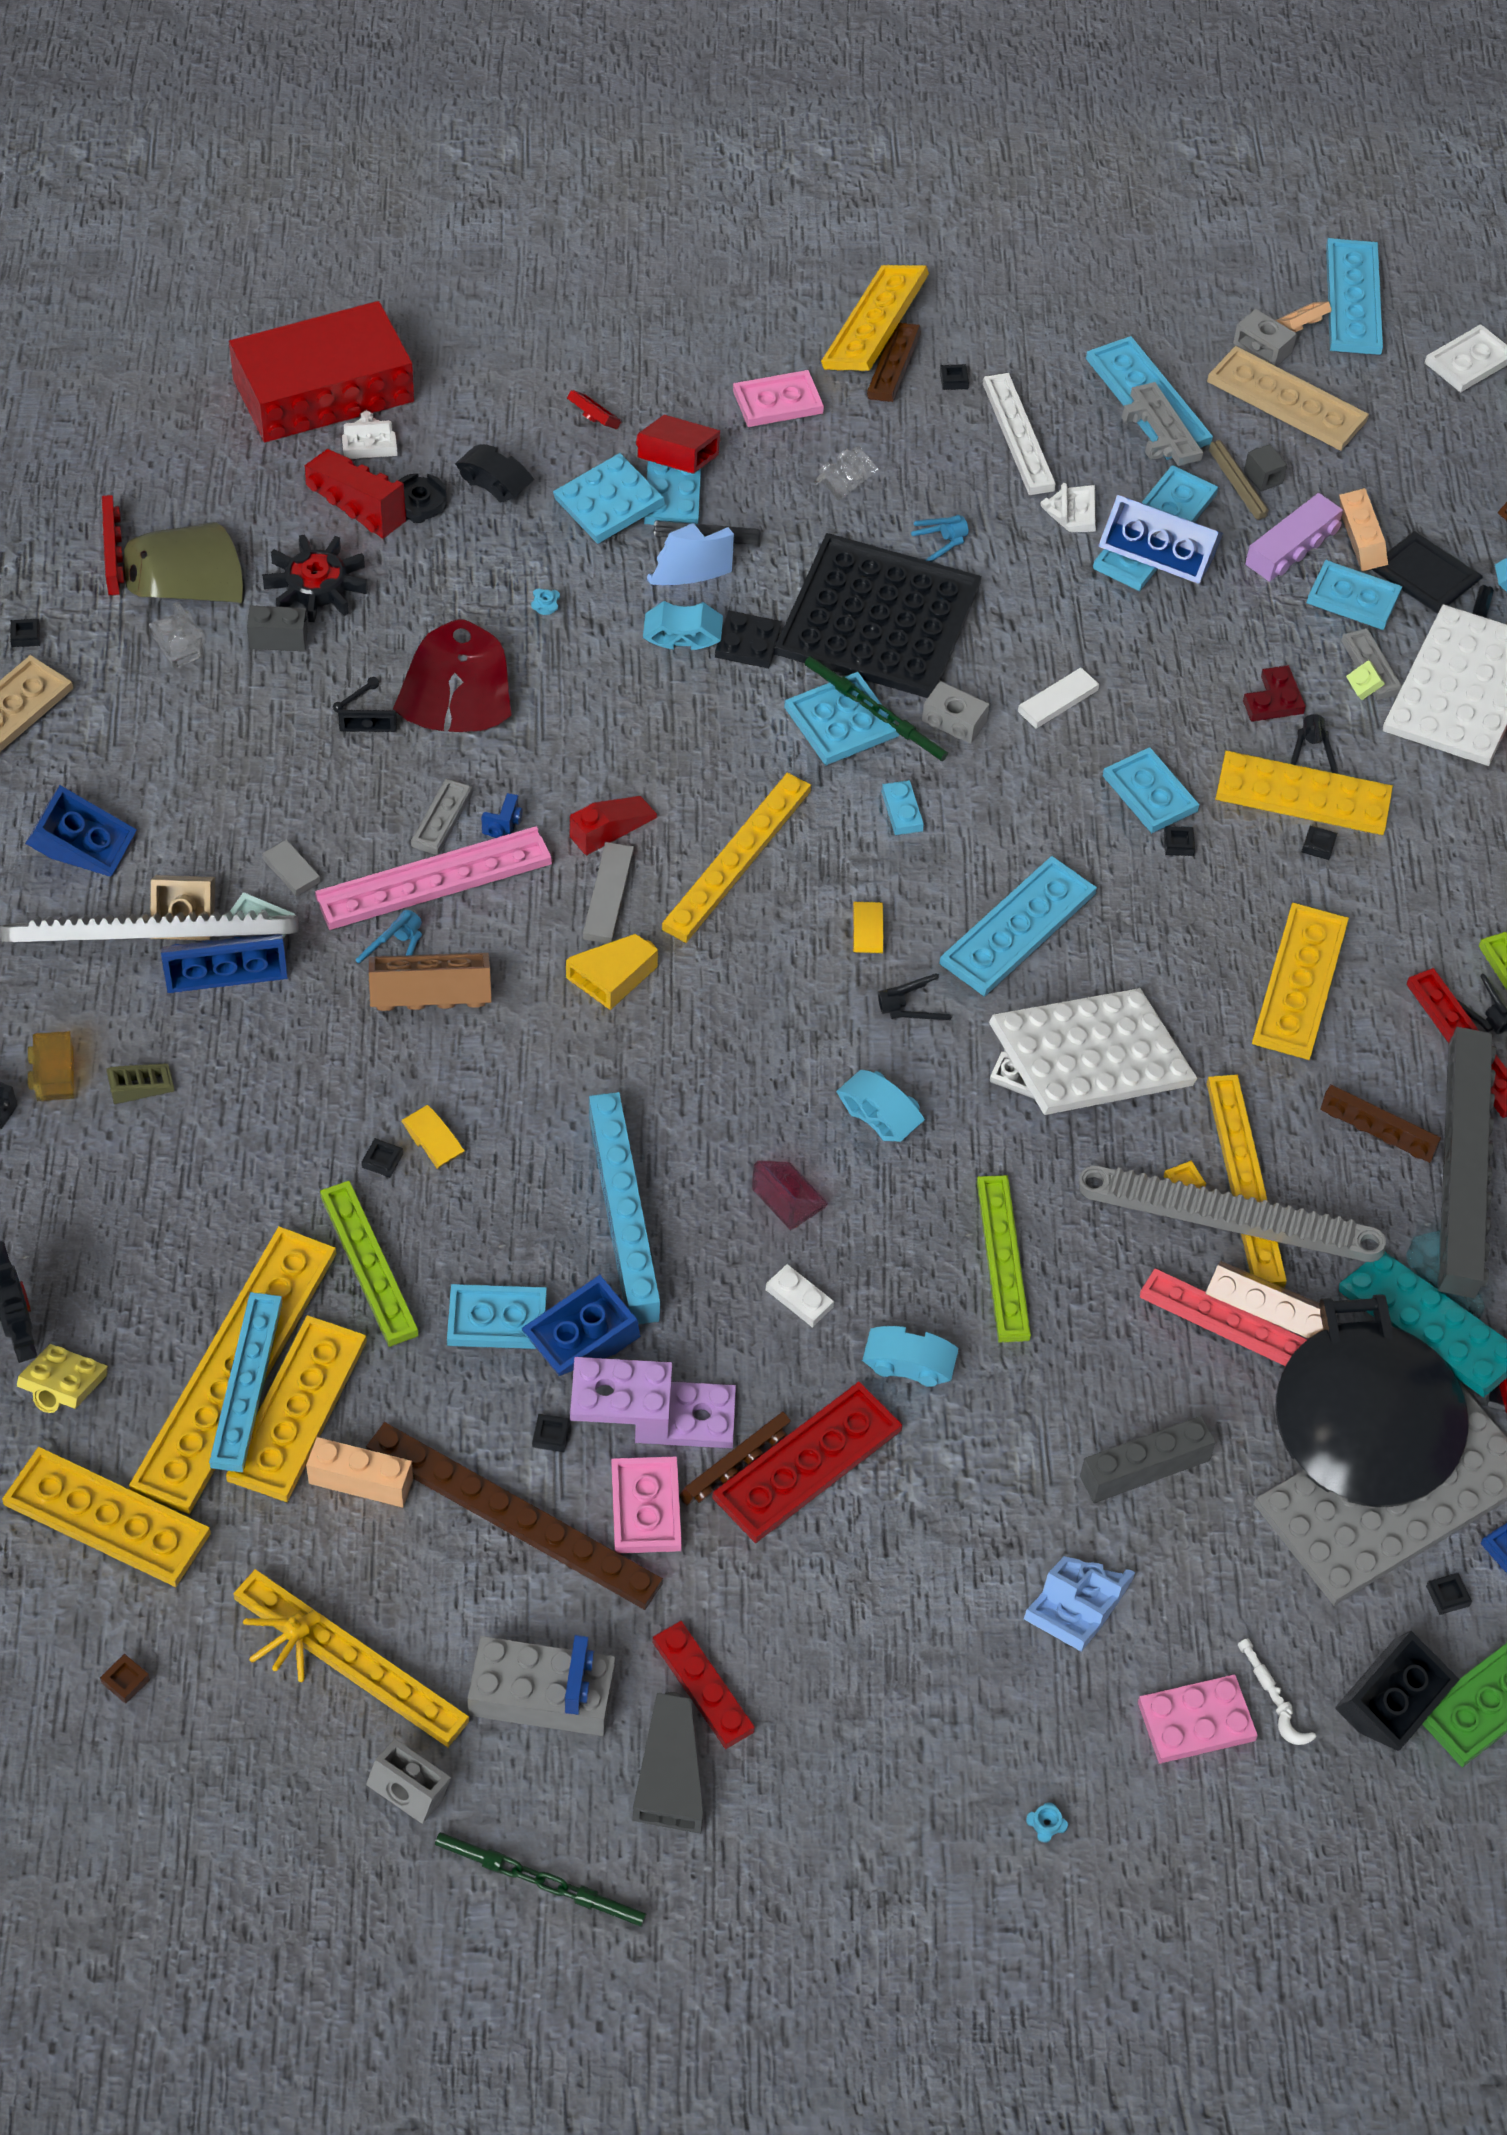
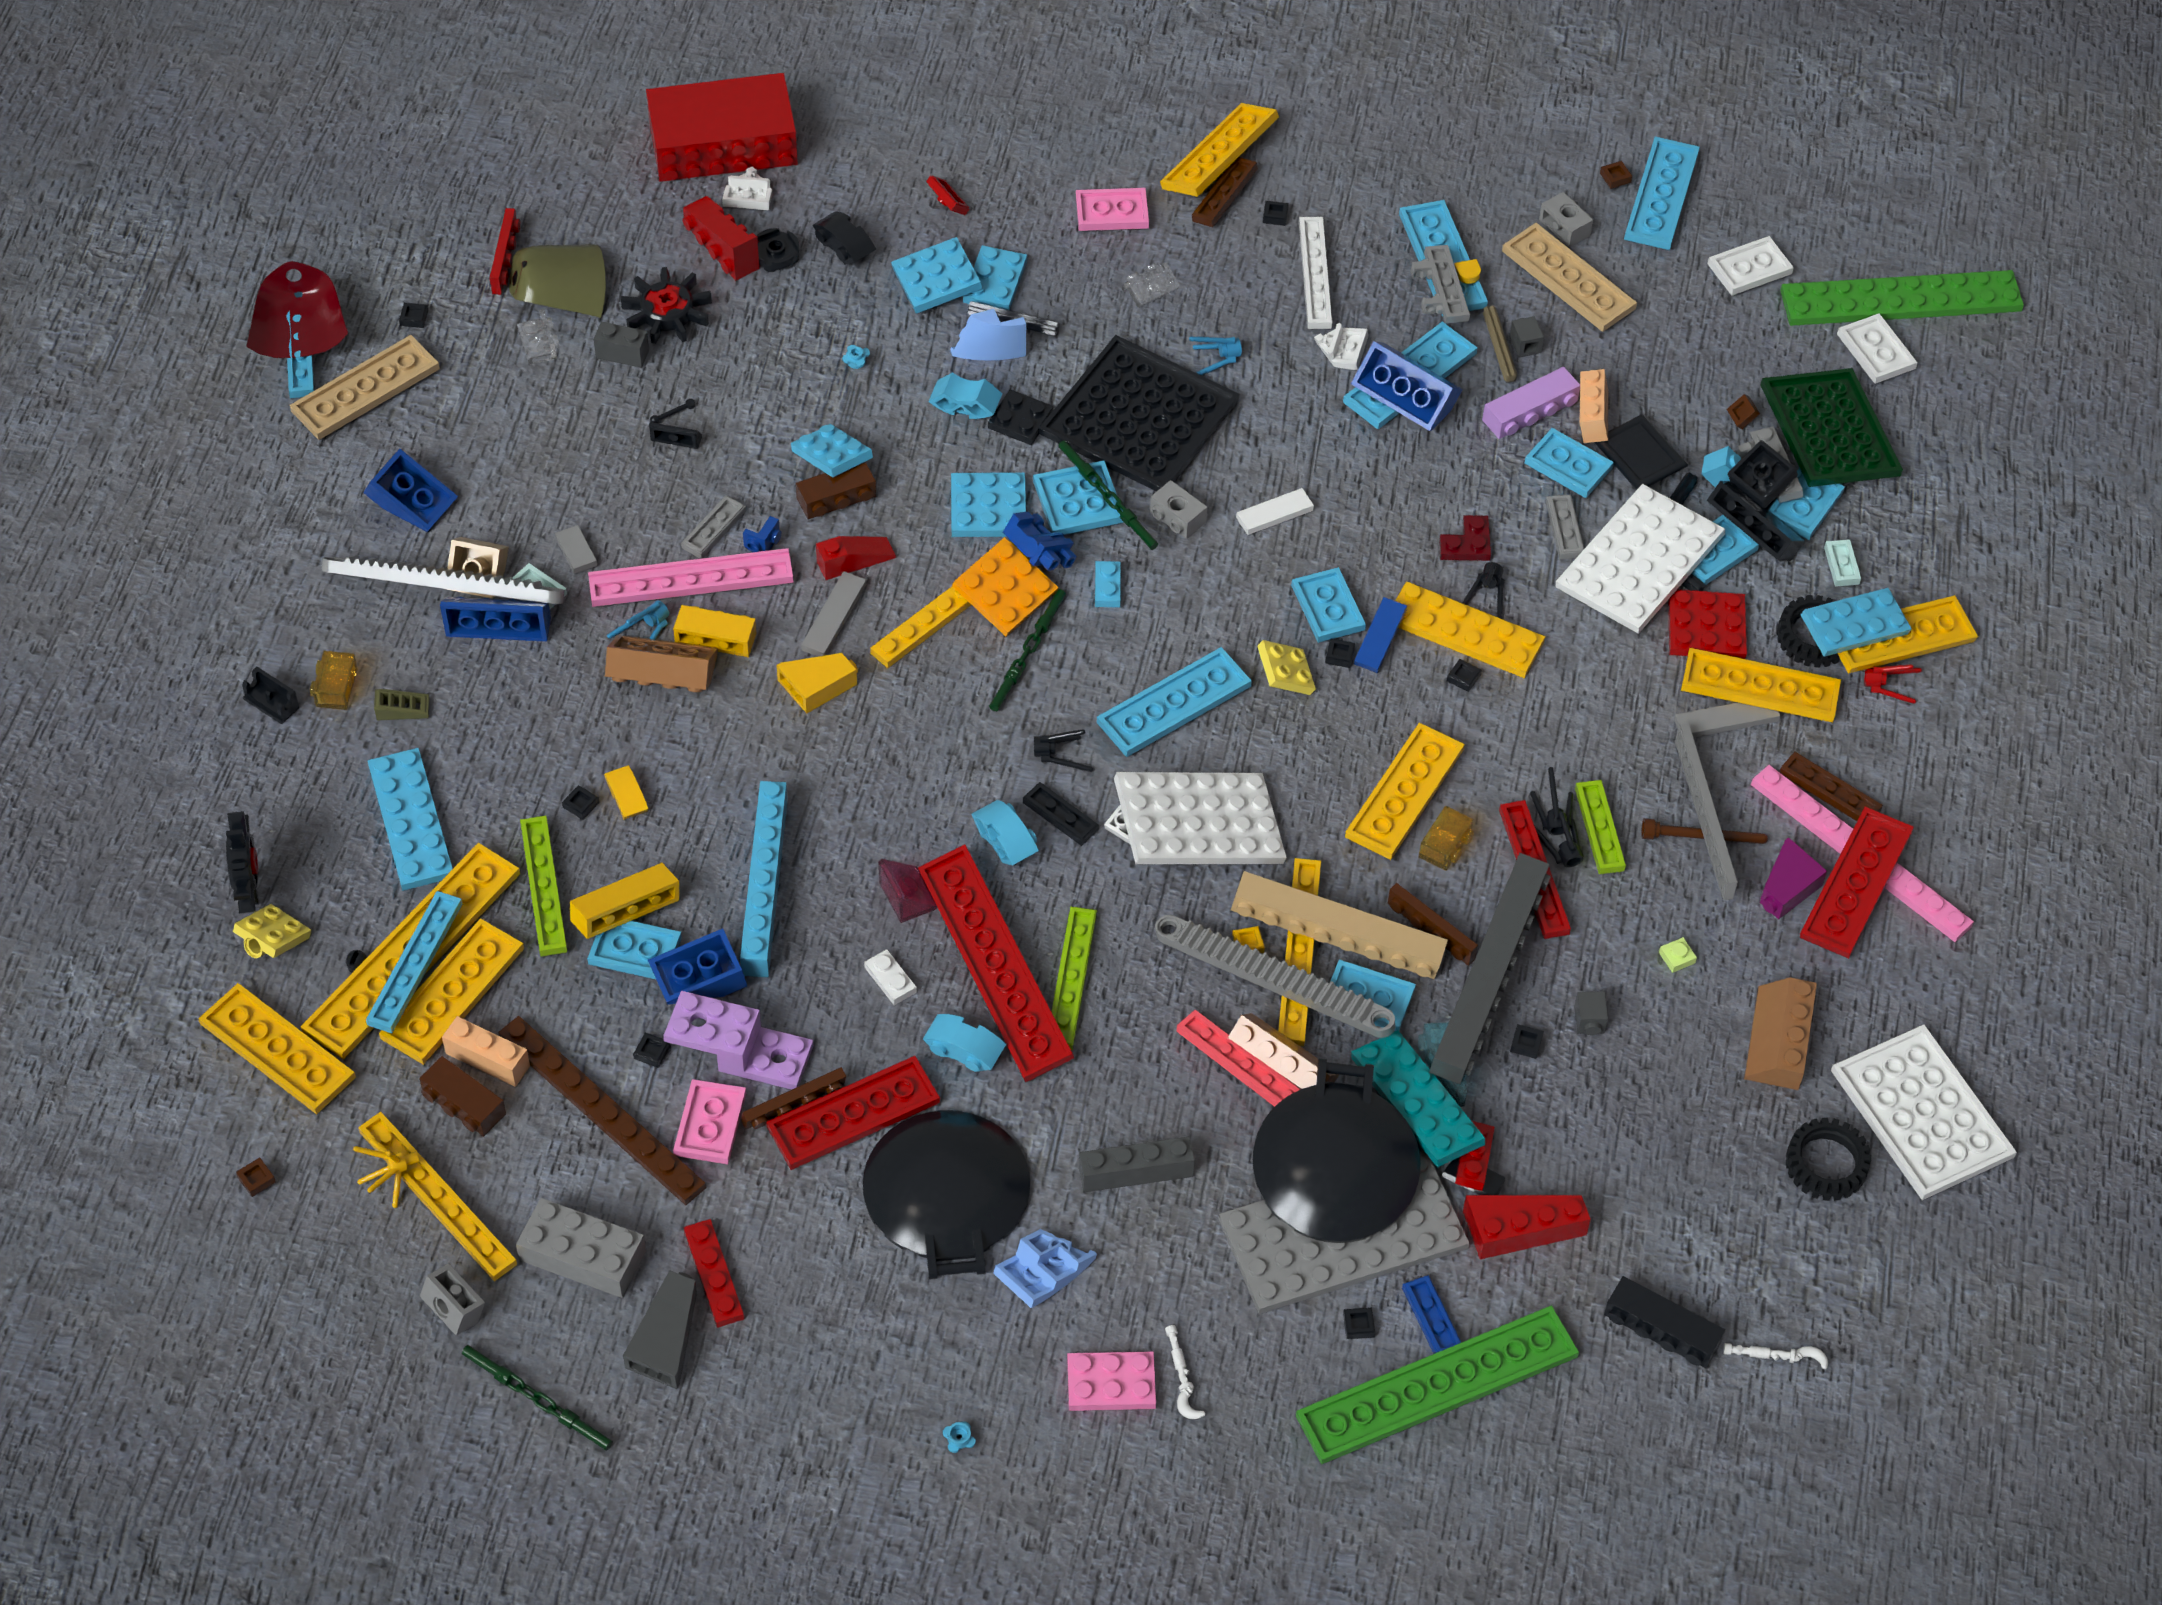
camera: 15 degrees right, 0 degrees up
(164, 1391) = (360, 957): none -> black hinge
(188, 1213) = (410, 818): none -> medium azure plate
(346, 1531) = (462, 1096): none -> reddish brown brick
(472, 1263) = (624, 900): none -> yellow brick
(477, 702) = (734, 413): dark red piece -> none
(481, 932) = (715, 629): none -> yellow brick
(554, 708) = (831, 450): none -> medium azure plate
(569, 752) = (827, 493): none -> reddish brown brick
(577, 1688) = (601, 1251): blue plate -> none
(678, 443) = (1009, 236): red brick -> none
(743, 741) = (985, 502): none -> medium azure plate
(792, 829) = (1005, 586): none -> light orange plate
(817, 775) = (1039, 543): none -> blue hips
(831, 924) = (1014, 673): none -> dark green piece
(867, 927) = (1044, 681): yellow slope -> none
(917, 1257) = (996, 963): none -> red plate
(932, 1073) = (1060, 813): none -> black tile
(939, 1530) = (946, 1188): none -> black dish
(1130, 866) = (1286, 667): none -> light yellow plate
(1184, 406) = (1468, 271): none -> yellow tile
(1218, 813) = (1380, 635): none -> blue tile
(1284, 1143) = (1339, 925): none -> tan brick
(1300, 284) = (1616, 174): none -> reddish brown plate
(1308, 314) = (1616, 203): light nougat plate -> none
(1361, 1206) = (1381, 988): none -> medium azure plate
(1363, 1025) = (1446, 837): none -> clear yellow brick
(1365, 680) = (1552, 539): yellowish green plate -> none
(1397, 1692) = (1283, 1392): black slope -> none
(1471, 984) = (1552, 820): none -> black plant

